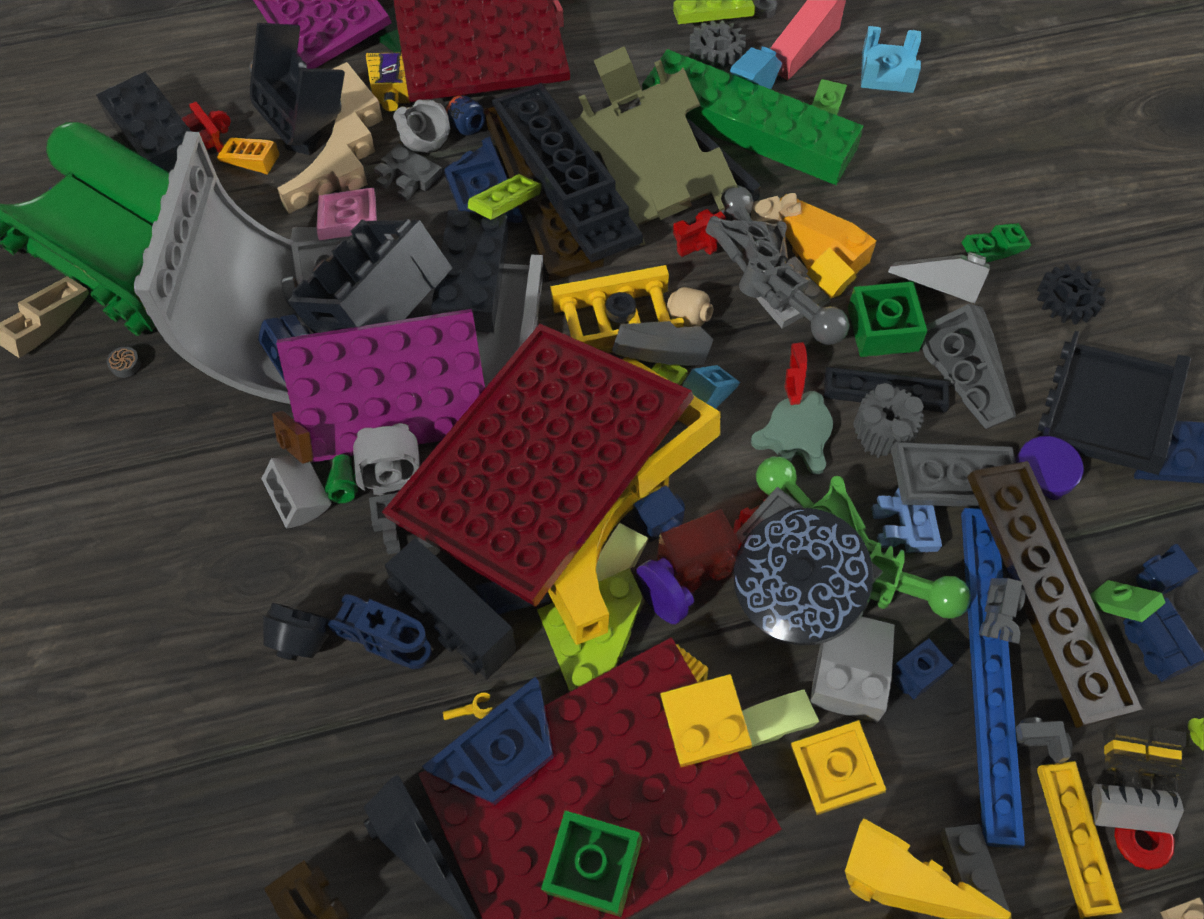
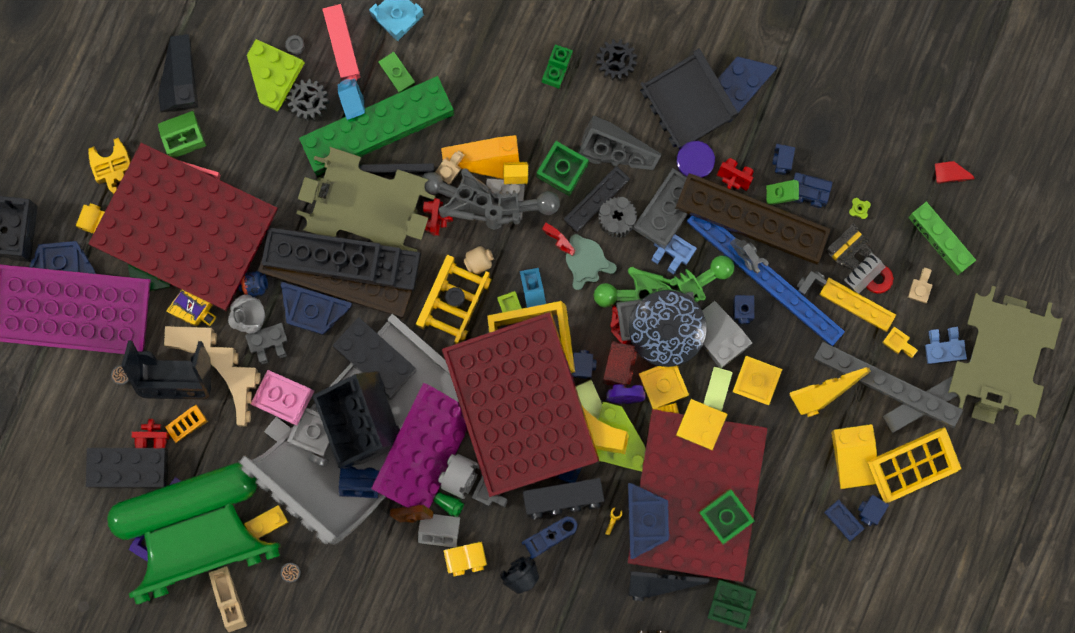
camera: 50 degrees left, 20 degrees up
(276, 547) = (465, 558): none -> yellow brick
(504, 196) = (342, 307): lime tile -> none
(663, 343) = (495, 292): dark grey slope -> none
(720, 637) = (663, 385): none -> yellow plate
(953, 275) = (559, 118): light grey slope -> none
(1080, 529) = (735, 177): none -> red hips

